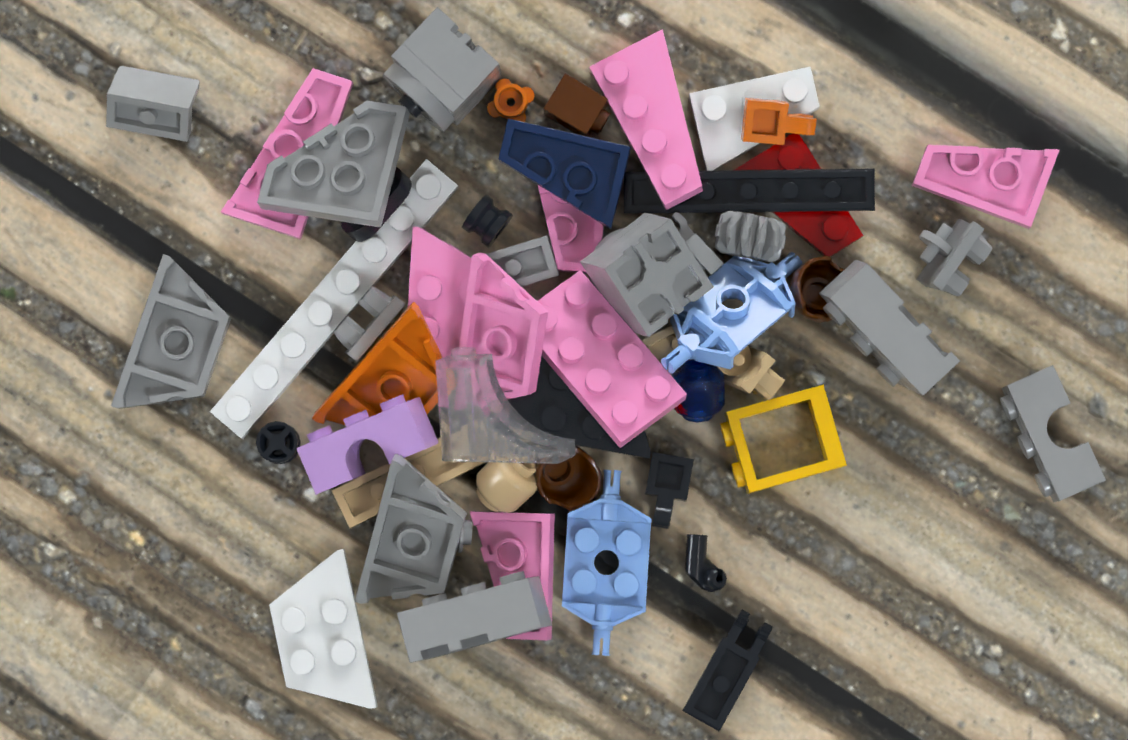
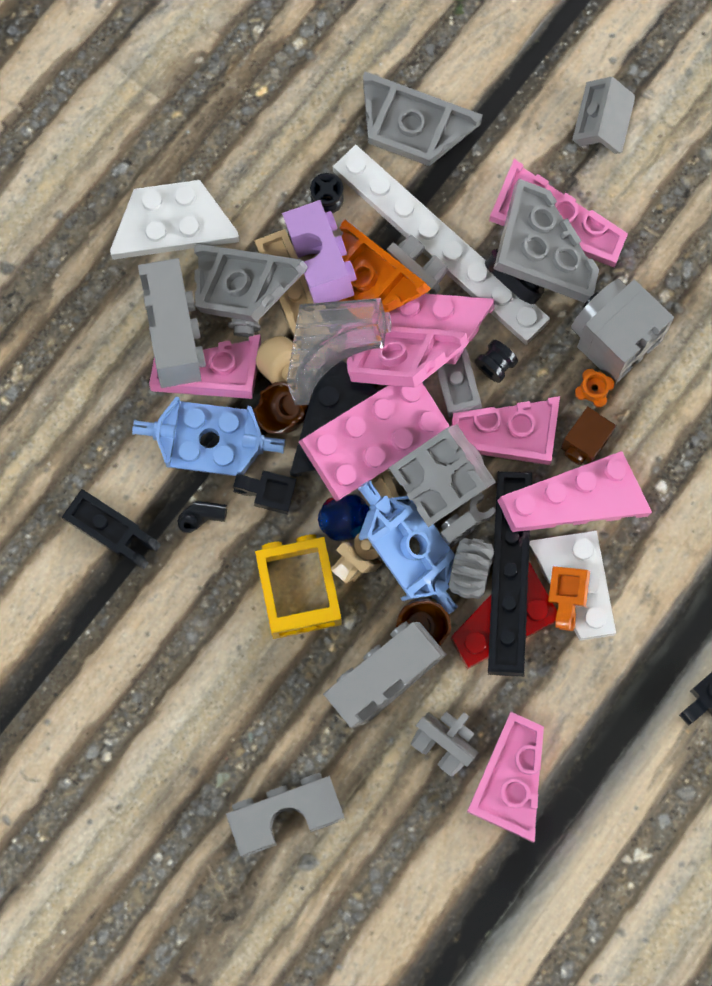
camera: 90 degrees right, 10 degrees down
(568, 165) = (537, 425): dark blue wing -> none

